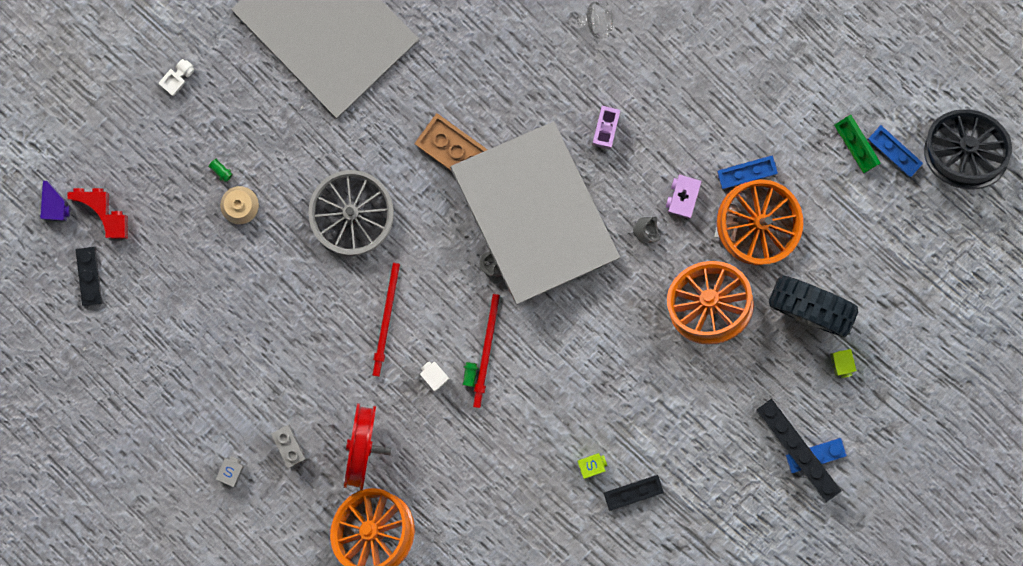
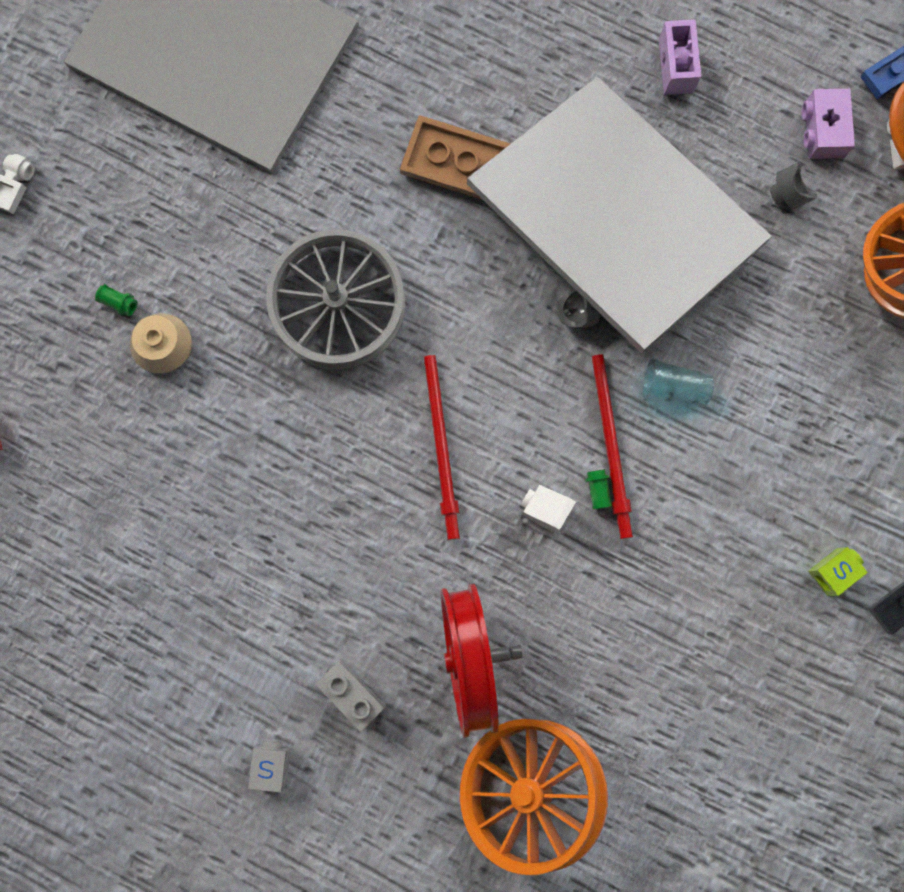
camera: 20 degrees left, 5 degrees down
(535, 327) = (676, 384): none -> clear light blue plant

